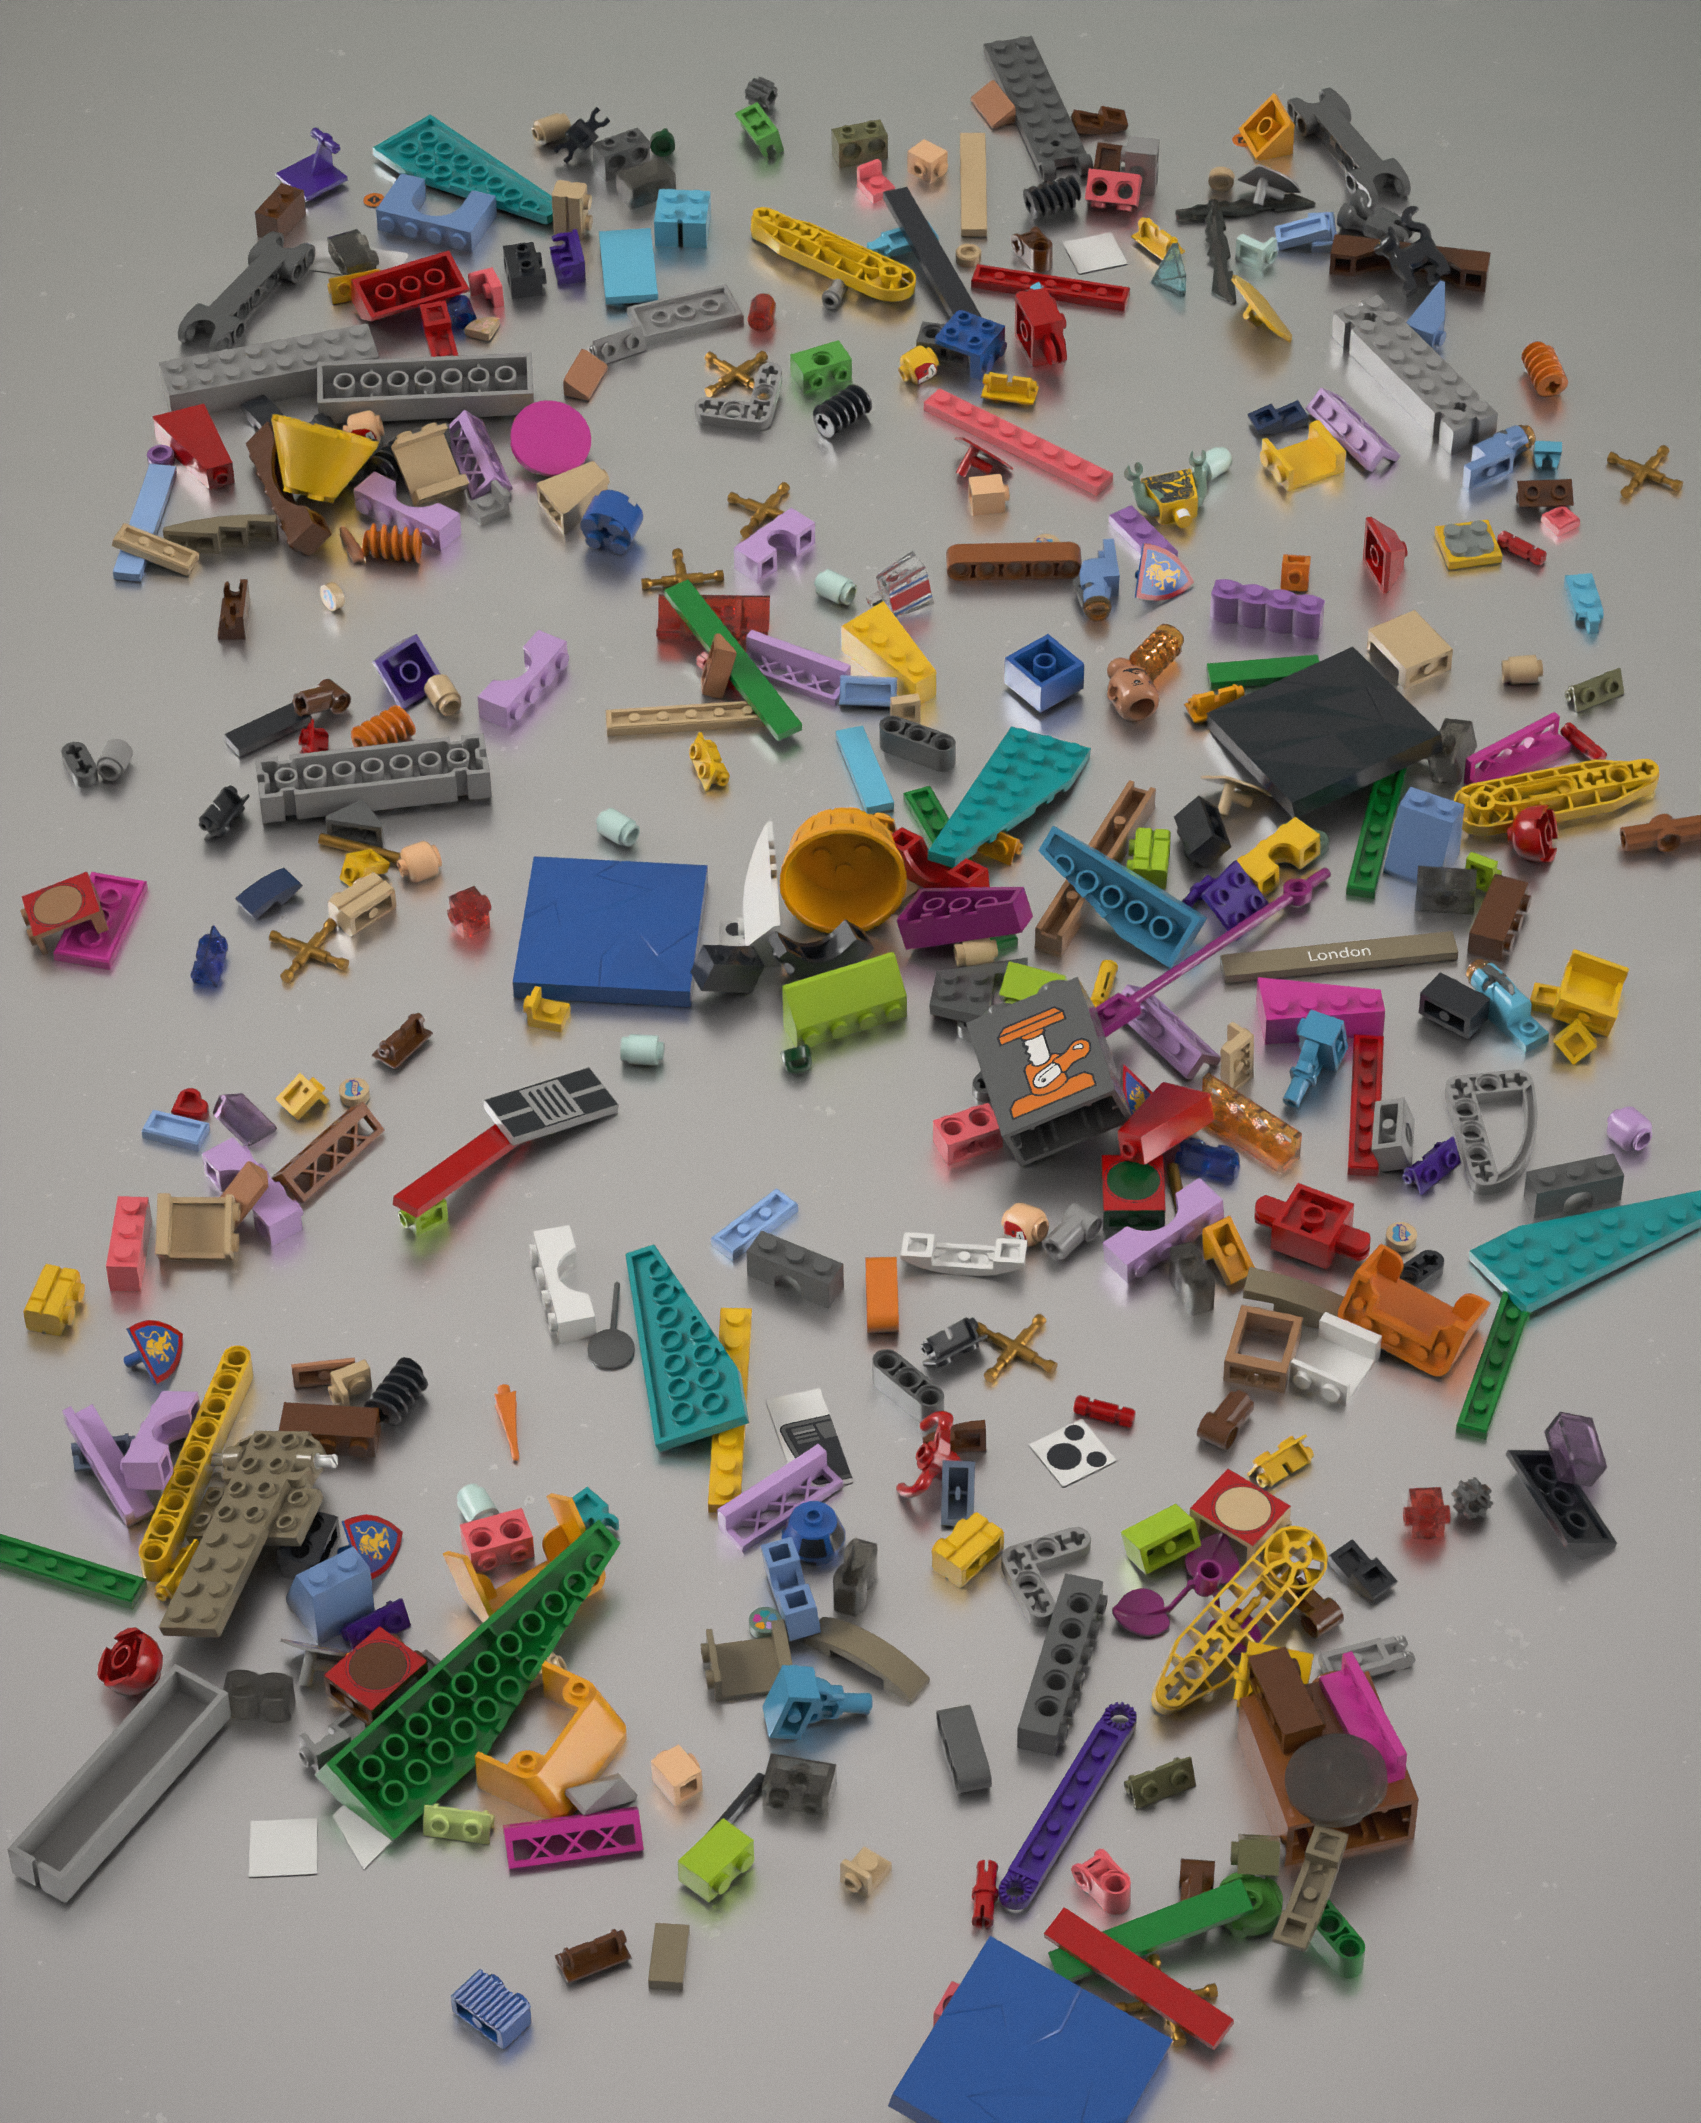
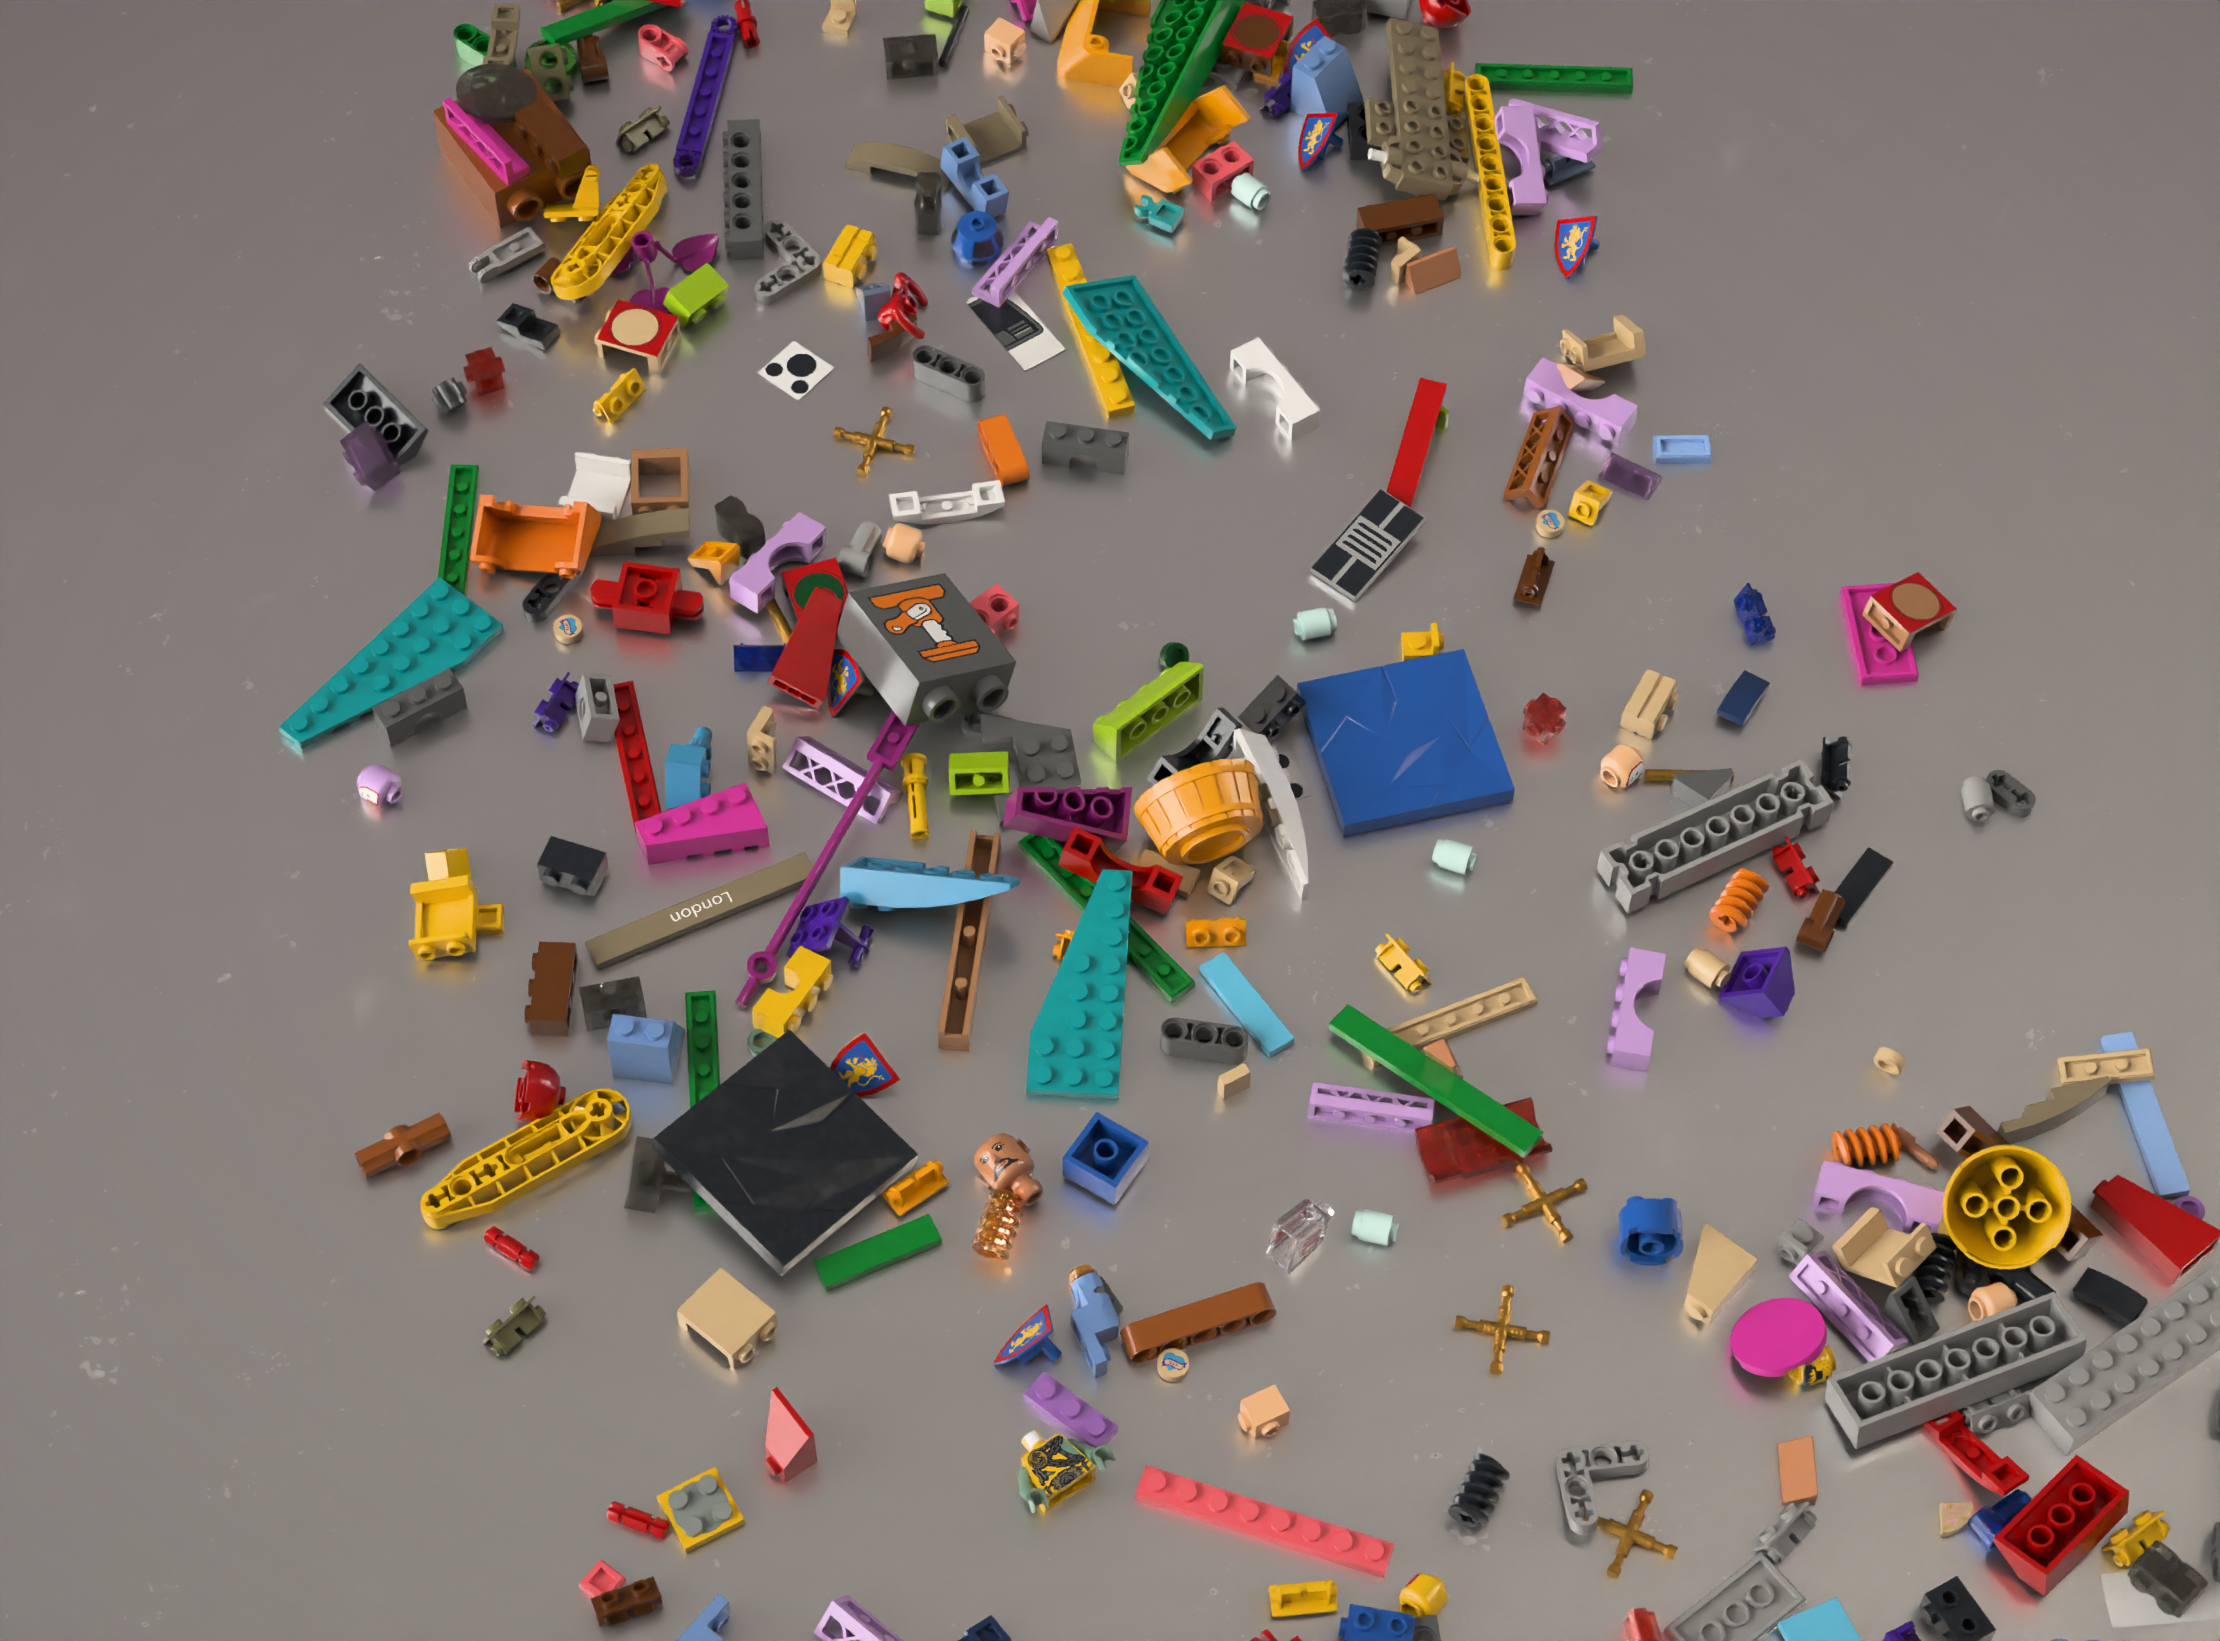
camera: 160 degrees right, 10 degrees up
(53, 1300) = (1684, 267): yellow brick -> none
(129, 1243) = (1648, 312): coral brick -> none
(191, 1105) = (1683, 474): red tile -> none
(234, 612) = (1975, 1015): reddish brown hinge -> none
(308, 950) = (1672, 652): pearl gold piece -> none
(362, 864) = (1670, 746): yellow bracket -> none
(488, 284) = (1978, 1580): coral bracket -> none
(506, 1409) = (1268, 277): orange piece -> none
(611, 1346) = (1214, 357): dark grey piece -> none
(758, 554) = (1457, 1289): lavender arch -> none
(761, 1620) = (990, 166): sand green tile -> none
(763, 1216) = (1141, 494): light blue tile -> none
(803, 1699) = (926, 101): dark azure brick -> none
(821, 366) = (1527, 1577): bright green brick -> none
(867, 690) = (1281, 1093): light blue tile -> none
(887, 650) = (1277, 1144): yellow wedge -> none
(963, 1340) = (924, 419): black hinge -> none
(963, 1748) = (798, 112): dark grey beam -> none
(971, 459) = (1295, 1467): red shield -> none
(1104, 1411) = (779, 403): red axle -> none
(1150, 855) = (919, 963): lime brick -> none
(1202, 832) = (875, 1000): black brick -> none
(1216, 463) = (1027, 1540): light aqua brick -> none
(1223, 1425) = (675, 410): reddish brown piece -> none
(1246, 1129) = (735, 695): clear orange fence -> none
(1268, 609) = (889, 1327): medium lavender brick -> none
(1295, 572) = (884, 1403): orange bracket -> none
(1305, 461) = (927, 1585): yellow panel -> none
(1474, 1095) = (535, 790): light grey beam -> none
(1485, 868) = (581, 1034): lime bracket -> none
(1508, 1005) = (523, 885): medium azure plate -> none
(1521, 669) = (598, 1326): tan brick -> none
(1530, 756) = (578, 1203): dark pink fence -> none
(1584, 600) = (549, 1460): medium azure hinge -> none

